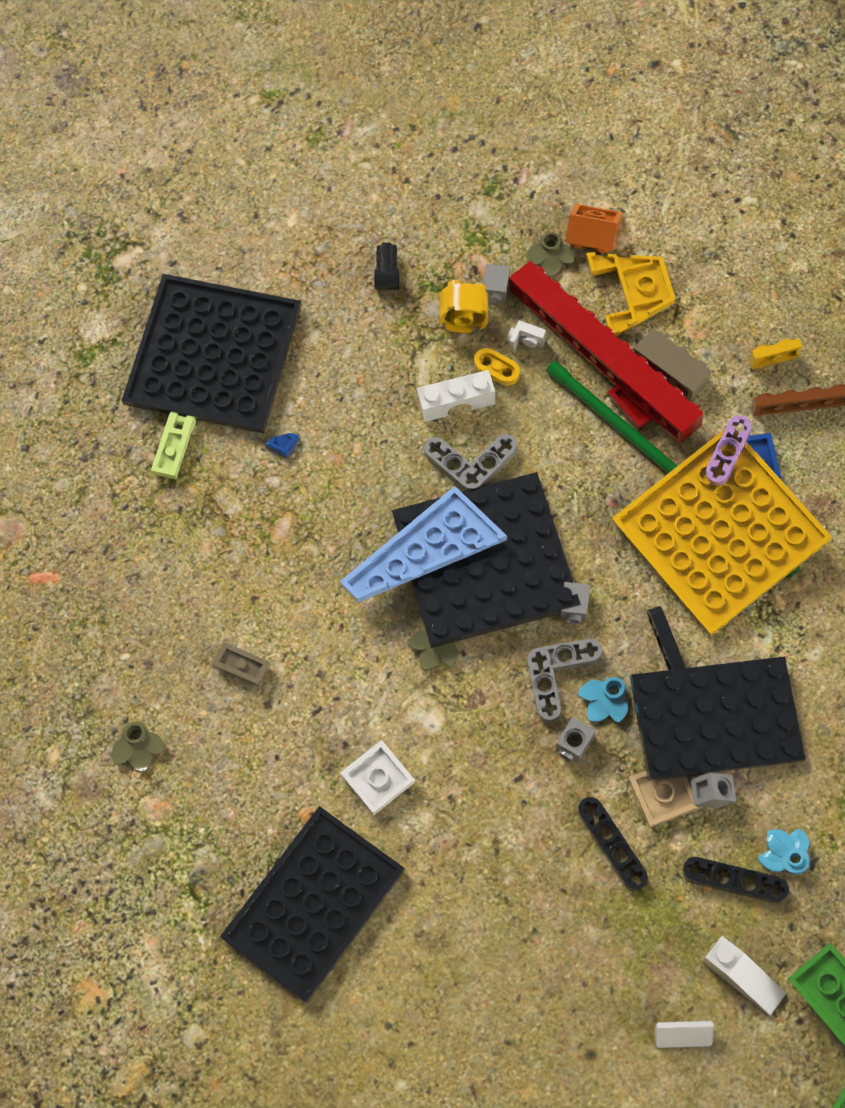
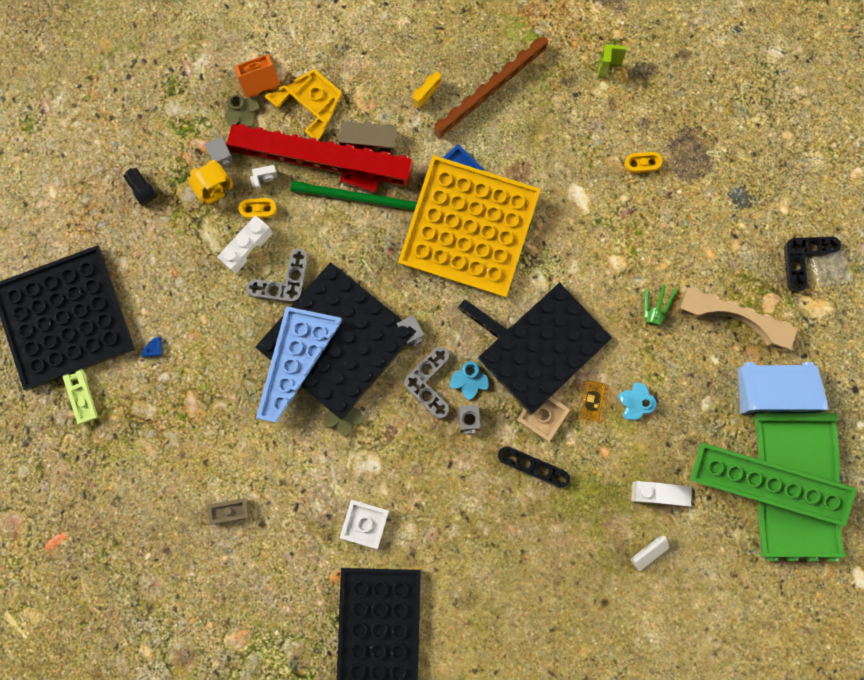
camera: 40 degrees left, 10 degrees up
(137, 751) = (200, 612): olive plate -> none
(713, 790) = (572, 394): light grey brick -> none
(727, 469) = (446, 158): lavender beam -> none
(734, 816) = (593, 400): none -> clear yellow tile
(735, 876) = (618, 438): black beam -> none

